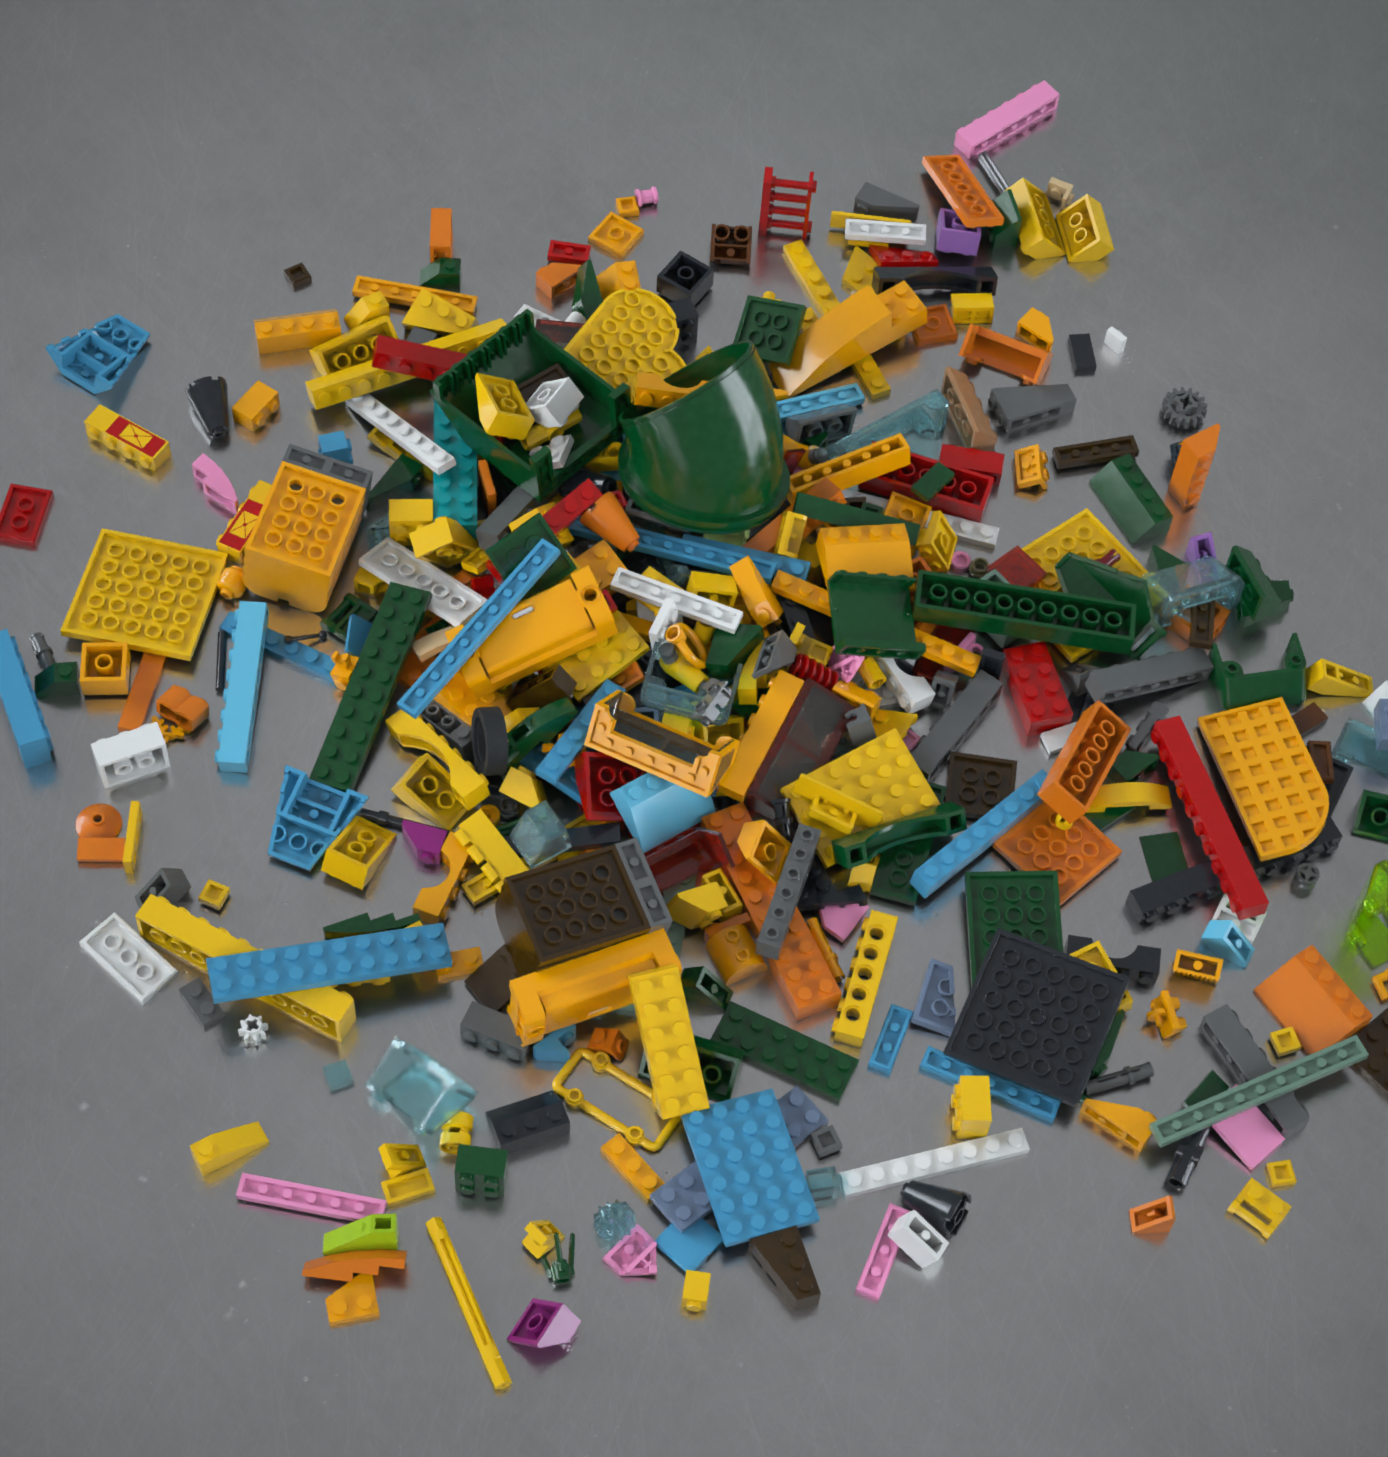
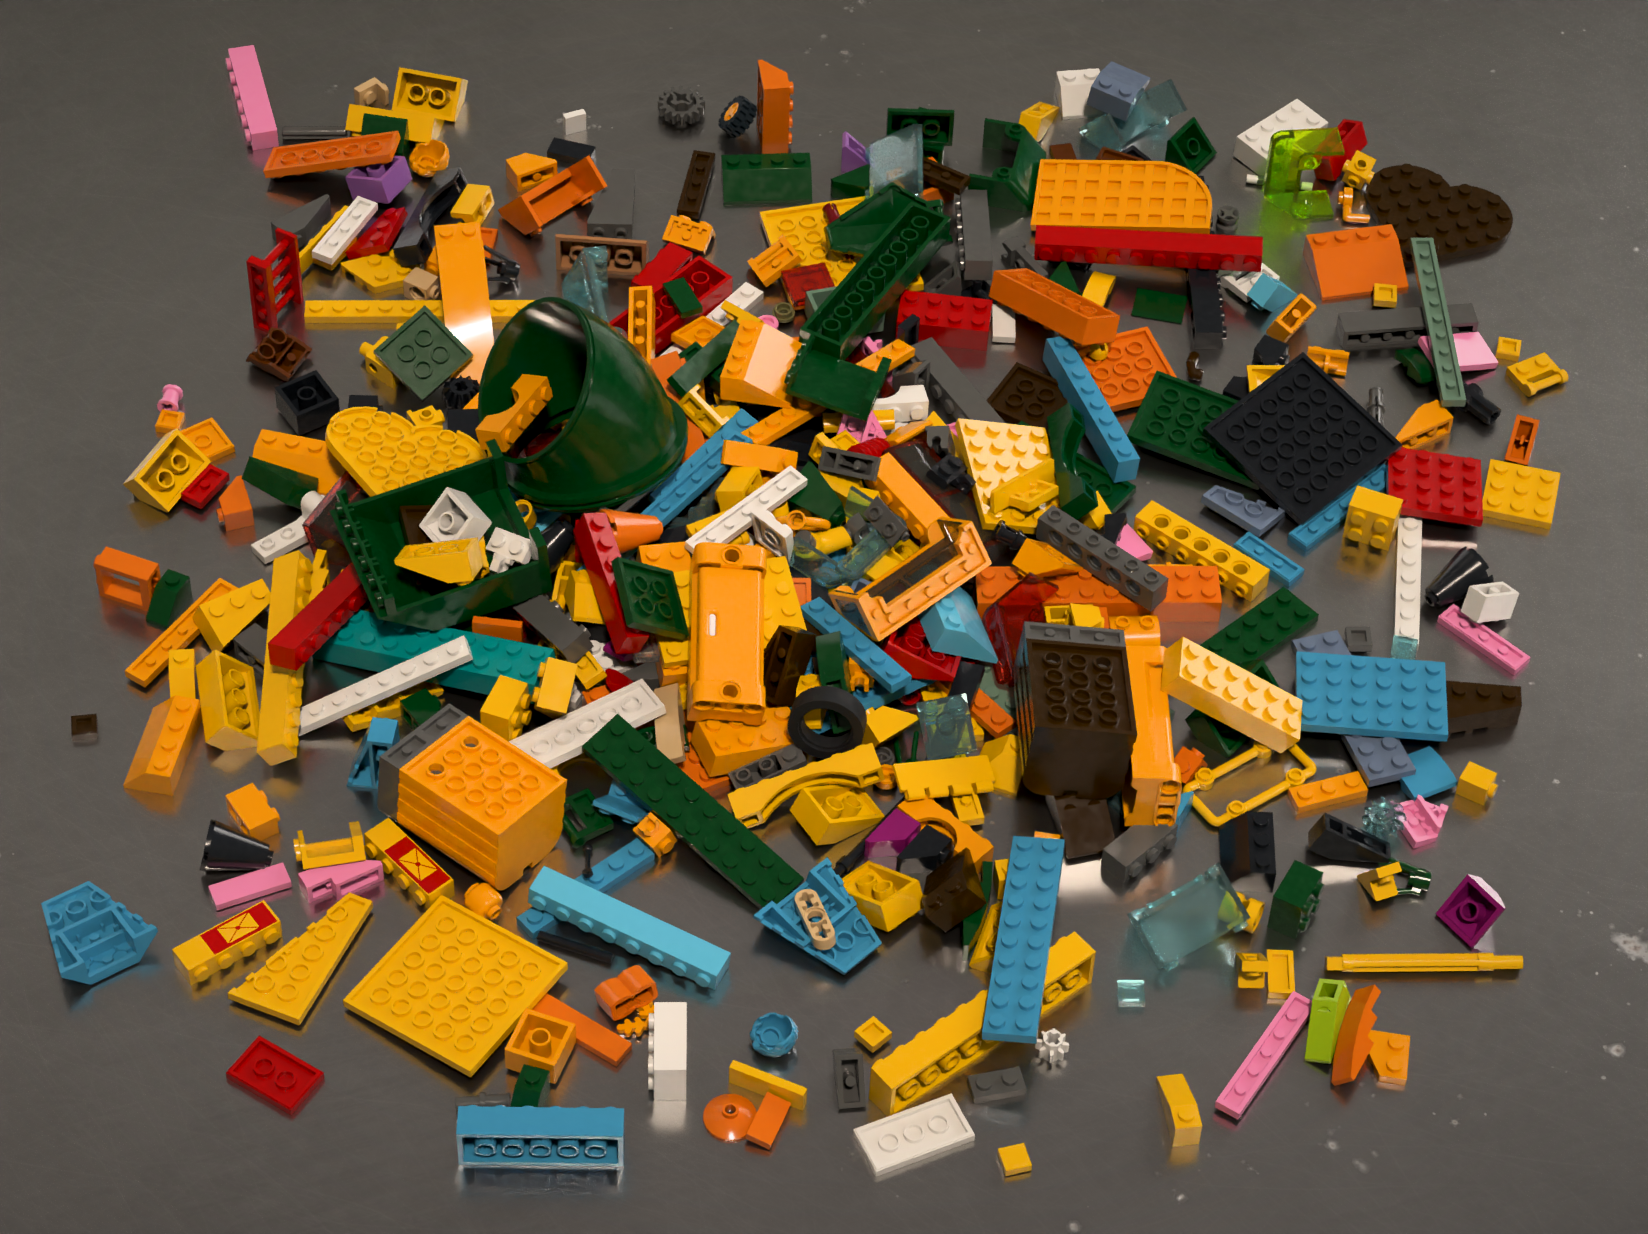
camera: 65 degrees left, 10 degrees down
(122, 491) = (303, 966): none -> yellow wing
(130, 1039) = (1014, 1159): none -> yellow tile
(182, 824) = (773, 1034): none -> dark azure hair
(190, 432) = (249, 886): none -> bright pink tile
(235, 465) = (331, 851): none -> yellow panel
(307, 801) = (814, 928): none -> tan beam
(371, 899) = (953, 891): none -> dark brown slope
(417, 869) = (925, 852): none -> black slope
(478, 628) = (717, 664): dark azure plate -> none
(566, 222) = (167, 471): none -> yellow slope
(575, 1200) = (1346, 842): none -> black slope
(824, 741) = (951, 471): none -> black hinge
(912, 355) = (507, 268): none -> black plant
(1006, 258) = (429, 158): none -> light orange hair
(1030, 537) = (774, 260): none -> light orange plate
(1050, 1153) = (1436, 486): none -> red plate
(1089, 908) = (1191, 366): none -> dark brown arm
(1089, 1235) = (1520, 494): none -> yellow plate

